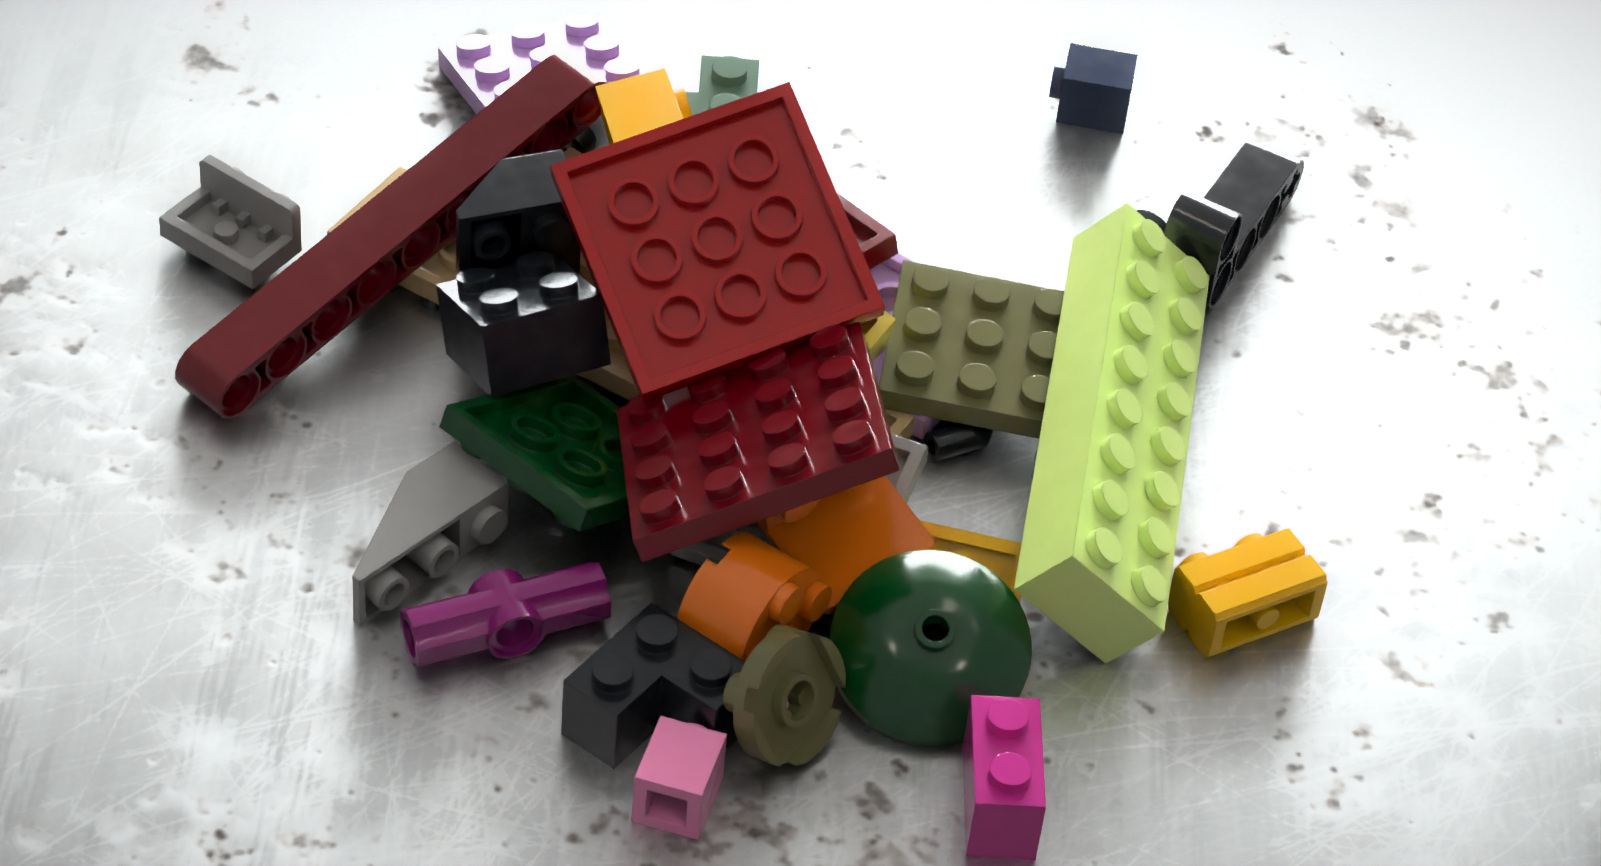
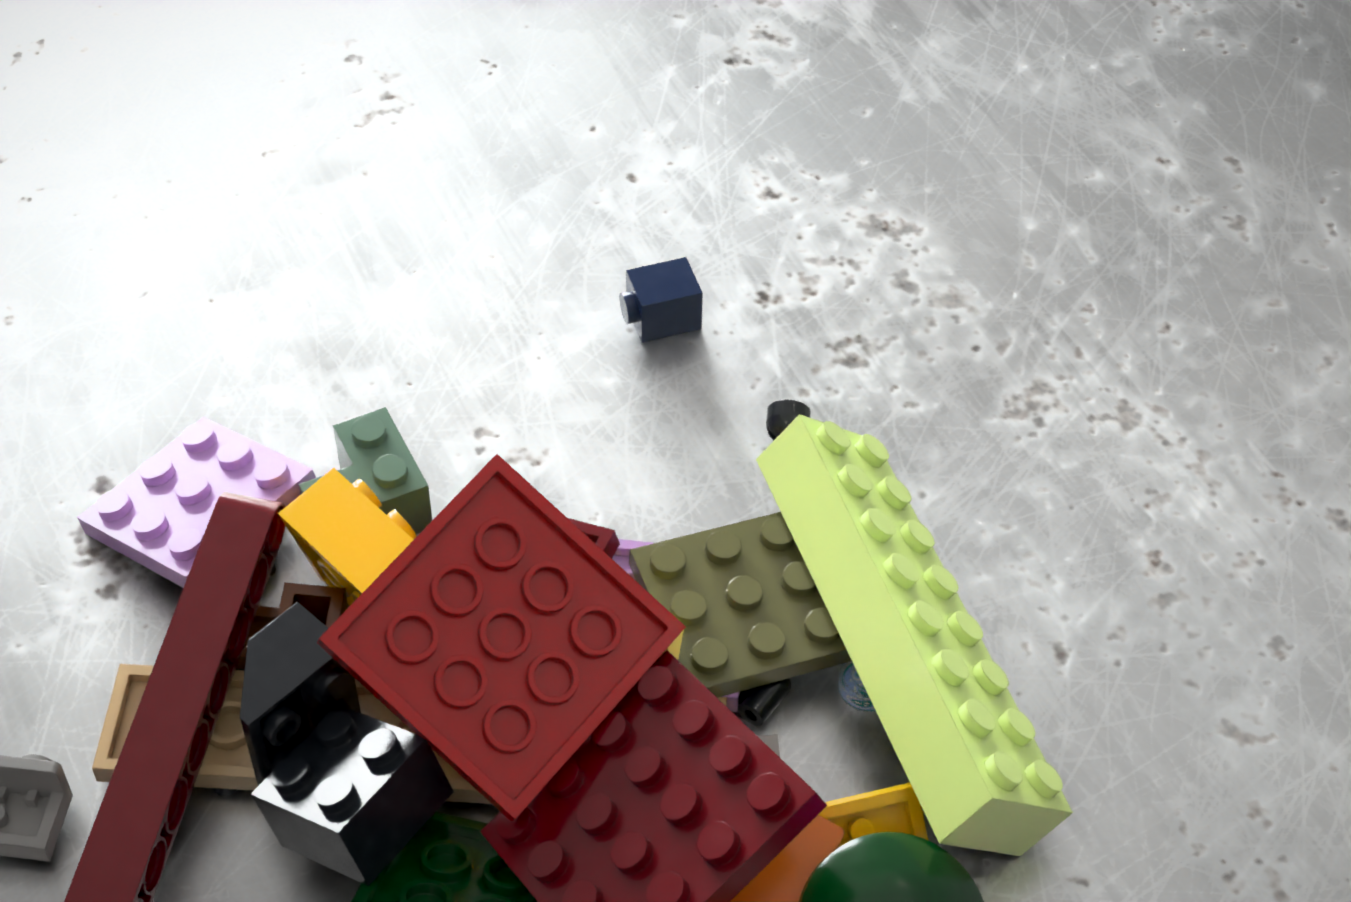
camera: 25 degrees left, 5 degrees up
(1234, 213) = (847, 364): black beam -> none
(1246, 591) = (1095, 726): yellow brick -> none

